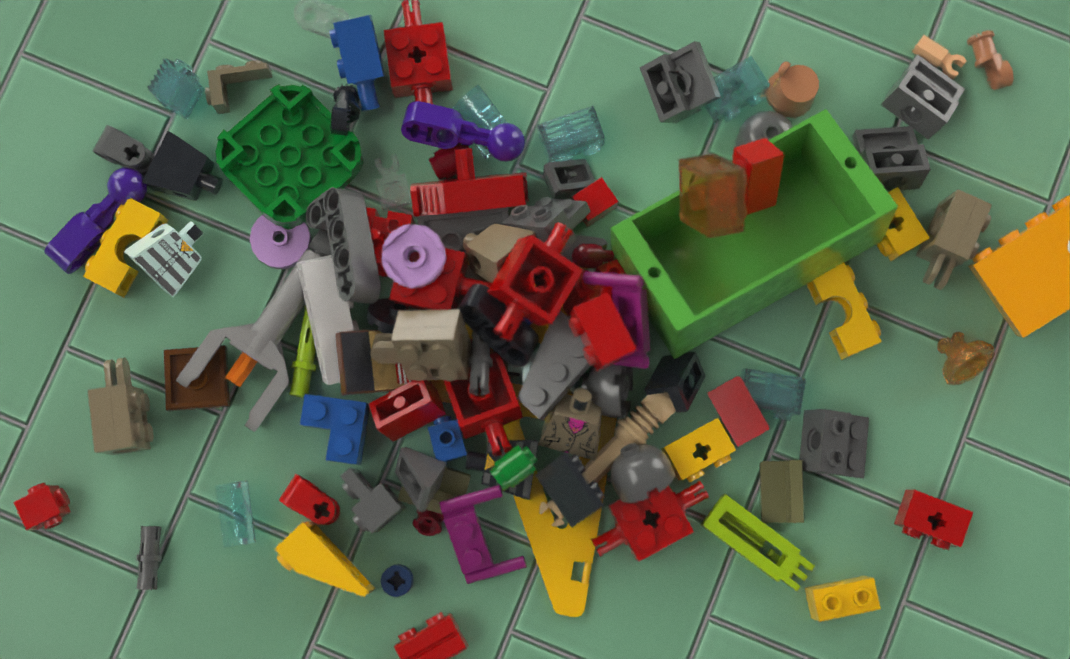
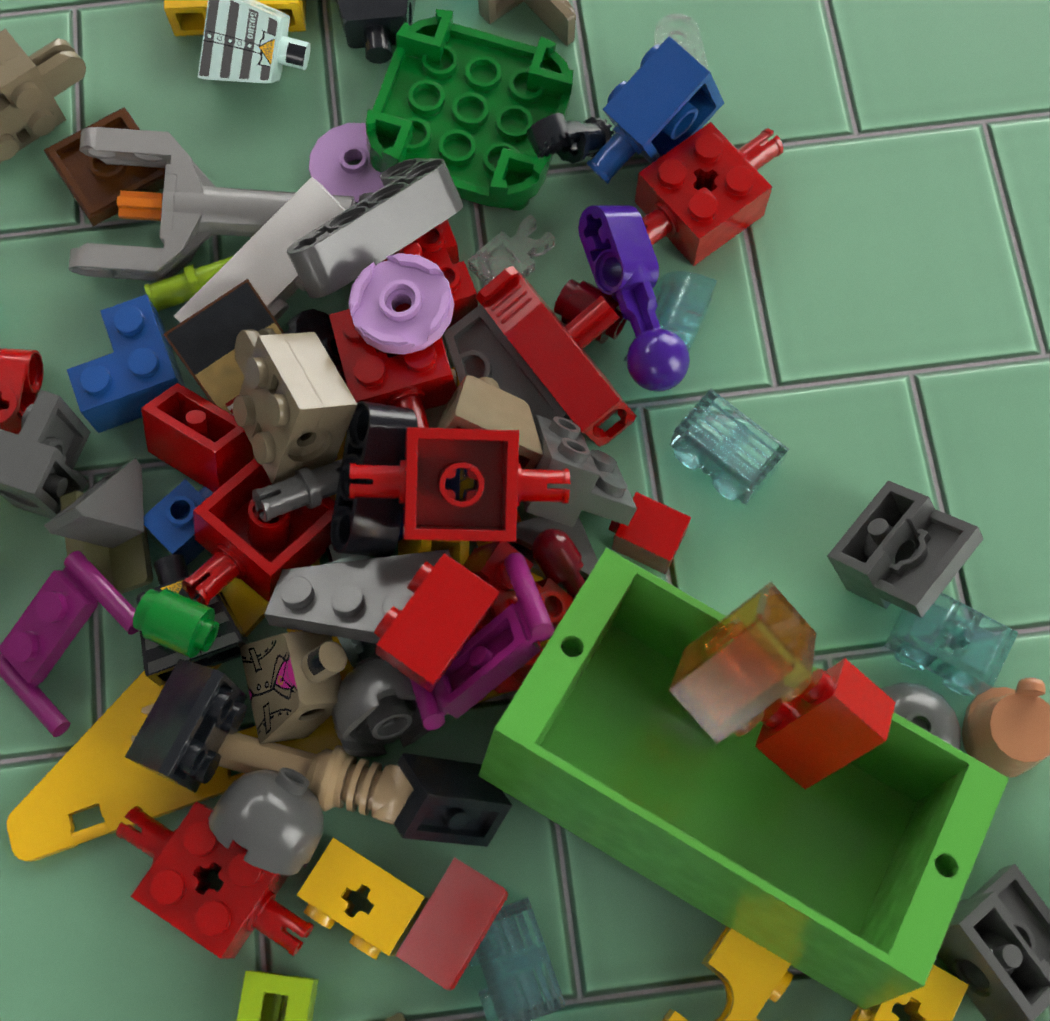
camera: 65 degrees right, 10 degrees down
(428, 522) = (49, 557): dark red plate -> none
(567, 177) = (663, 473): dark grey slope -> none

